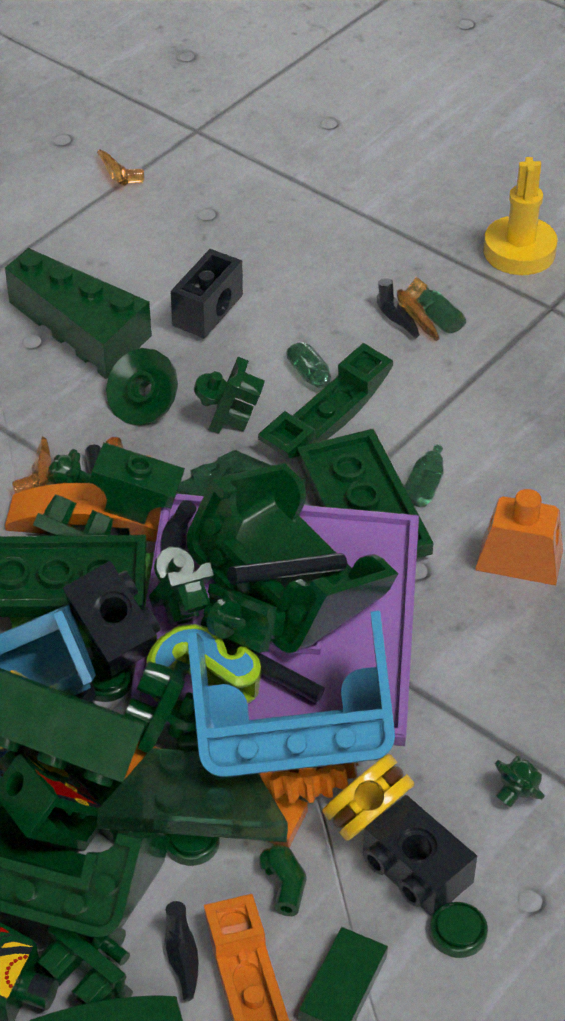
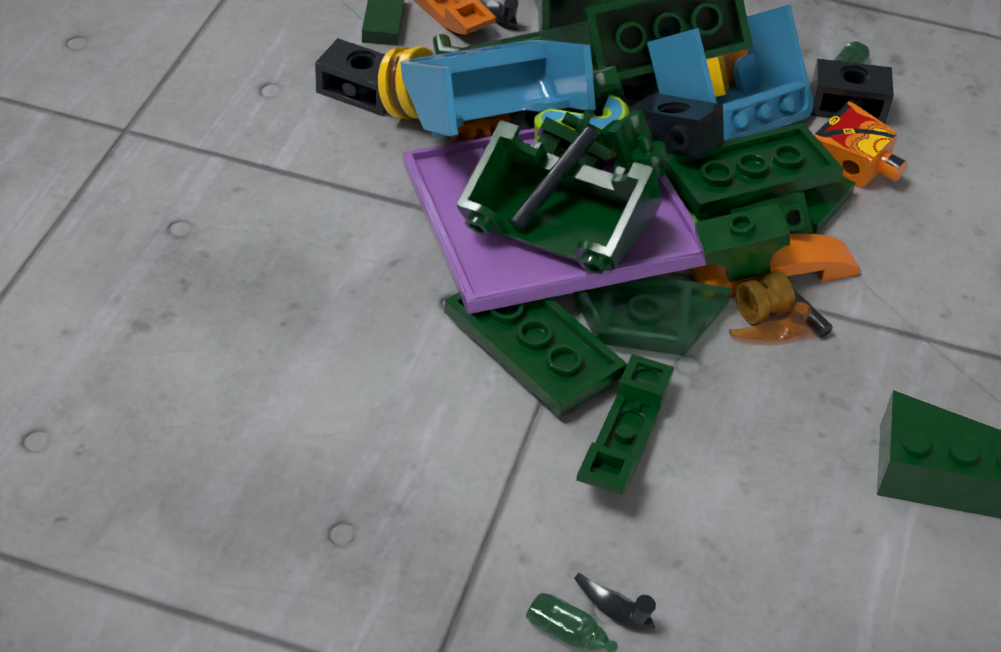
camera: 155 degrees right, 0 degrees up
(39, 470) = (849, 285): clear orange bar -> none
(67, 469) = (826, 287): dark green plant -> none
(128, 384) = (824, 395): dark green dish -> none
(176, 528) = (675, 216): black bar -> none
(207, 293) = (844, 521): black brick -> none
(214, 390) = (720, 386): dark green hips -> none
(309, 364) = (675, 489): clear green piece -> none
(409, 301) = (604, 611): clear orange bar -> none
(425, 477) = (485, 386): clear green piece -> none
(458, 929) = (307, 57): dark green piece -> none
(519, 780) = (300, 138): dark green plant -> none
(523, 539) = (357, 312): orange torso -> none

